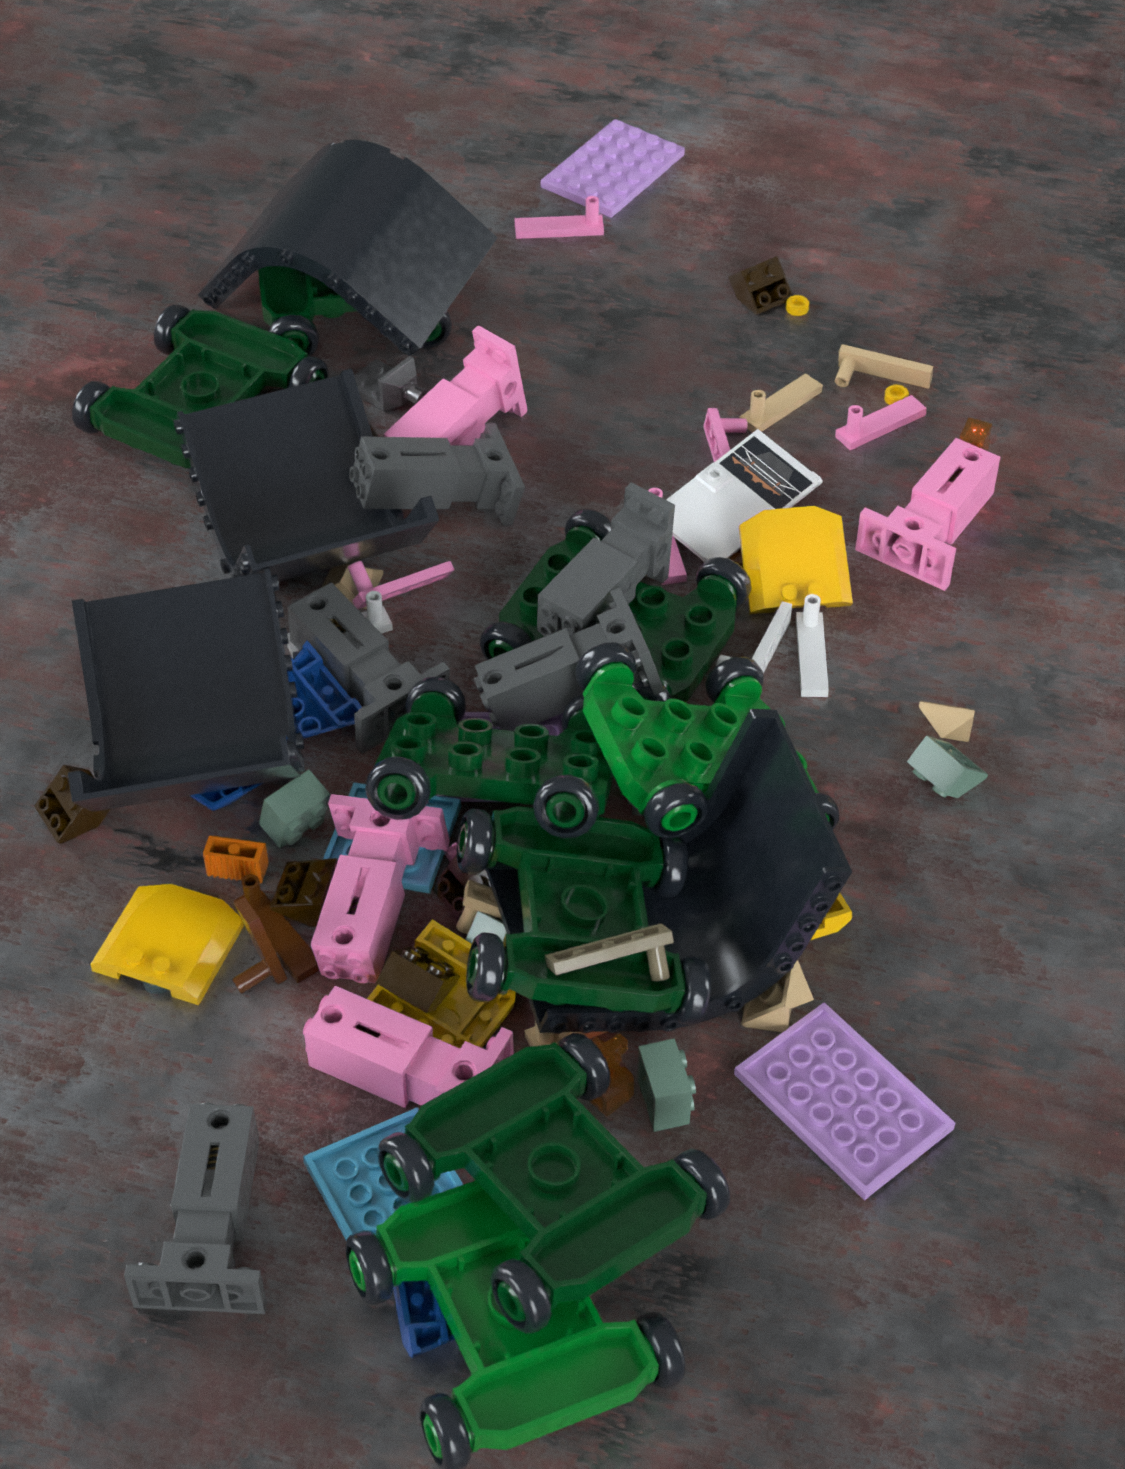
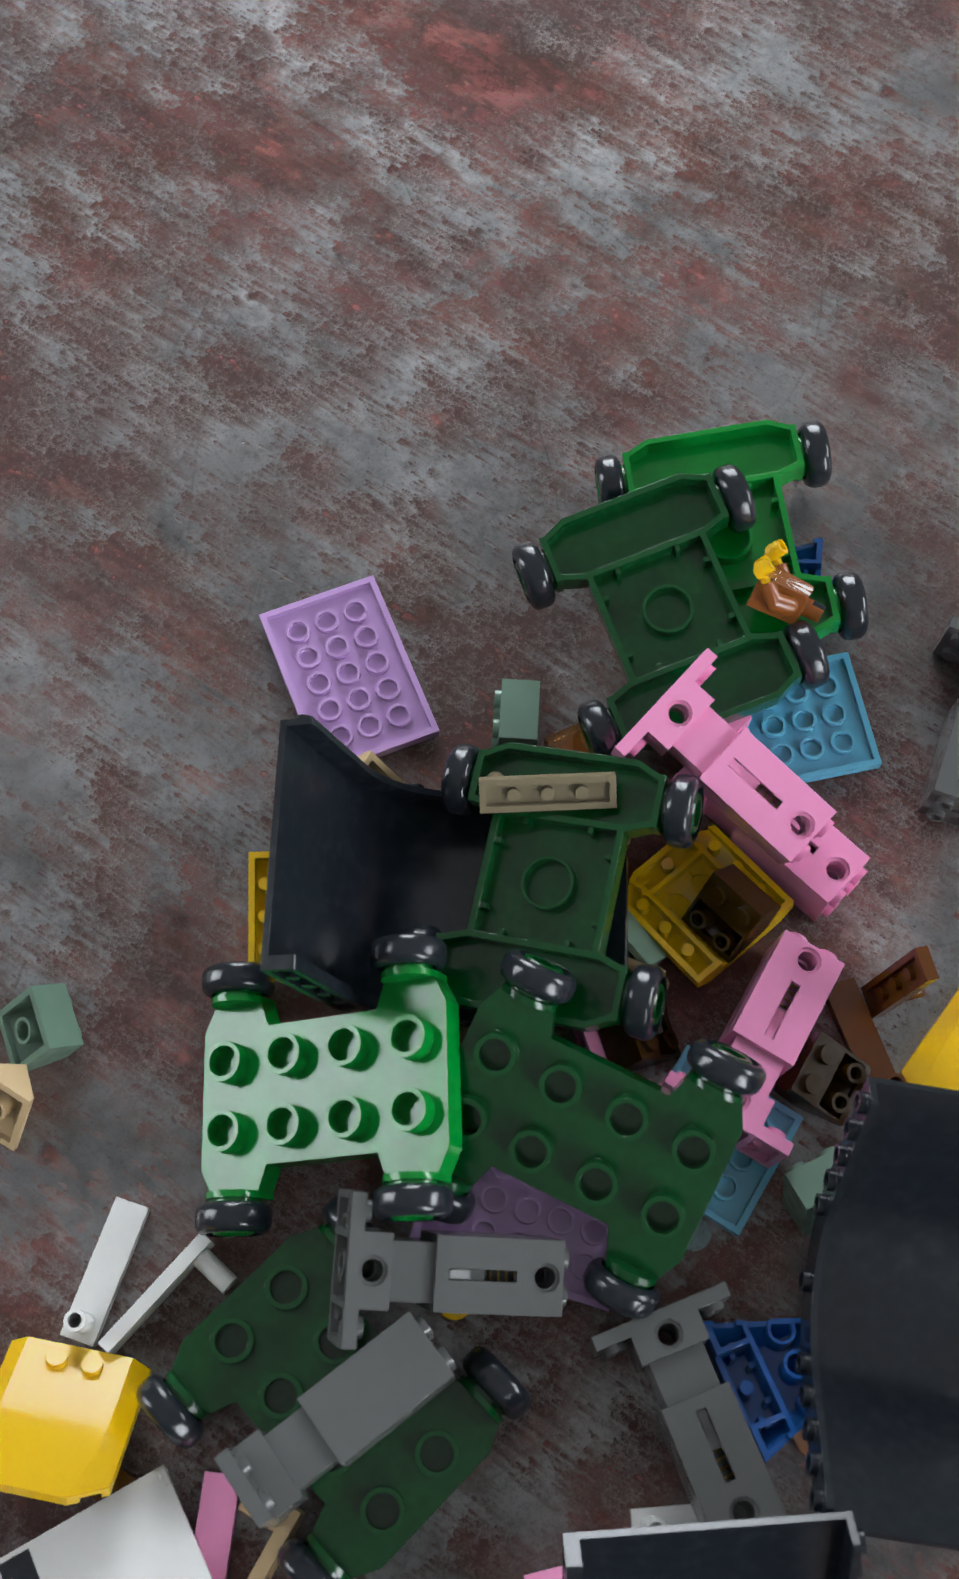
camera: 165 degrees left, 20 degrees up
(444, 1211) = (779, 591): none -> dark orange torso
(451, 1022) = (733, 766): none -> bright pink brick

